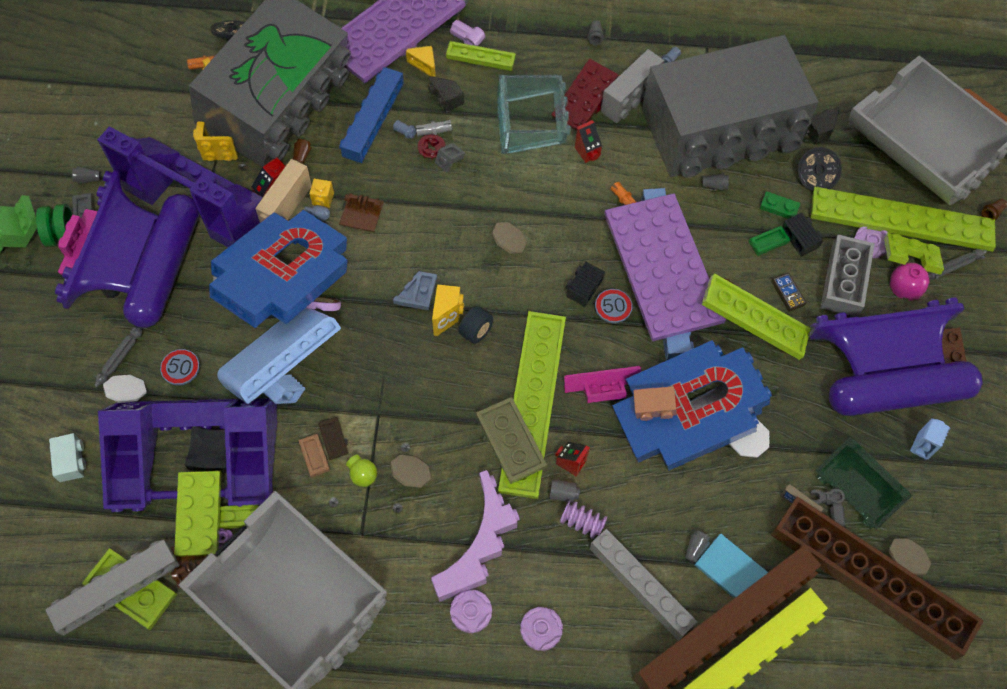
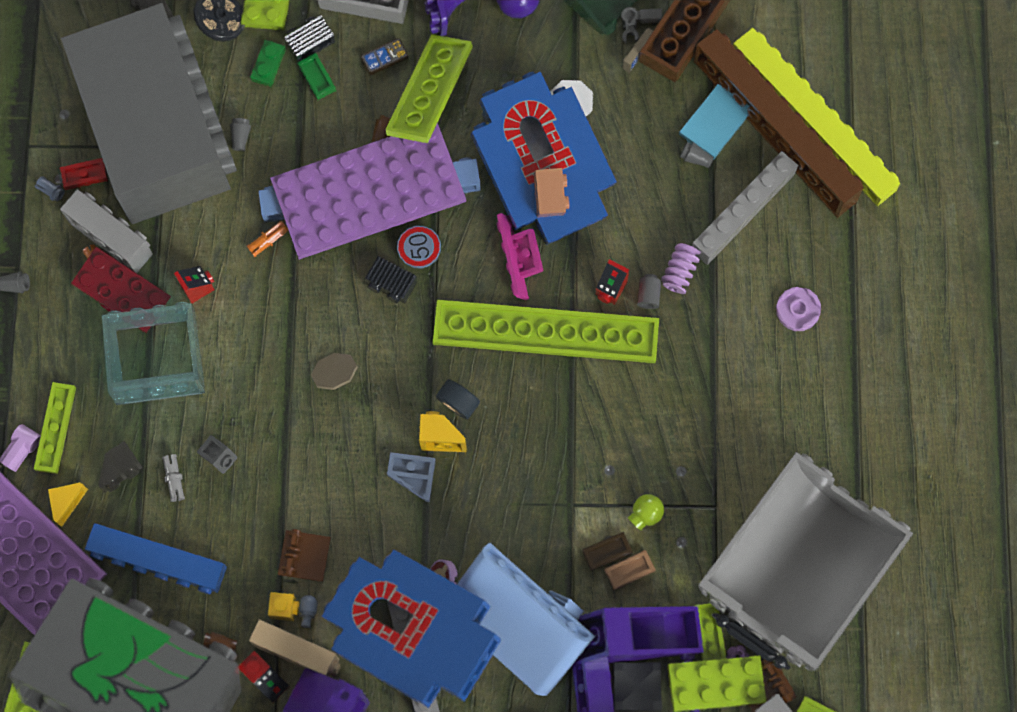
camera: 90 degrees left, 10 degrees up
(408, 131) = (176, 514): sand blue pin -> none
(410, 471) = (642, 457): dark tan piece -> none
(433, 140) = (190, 478): dark red gear -> none
(468, 571) = (688, 362): lavender arch -> none
(471, 611) = (788, 381): lavender tile -> none
(511, 440) = (599, 348): olive plate -> none

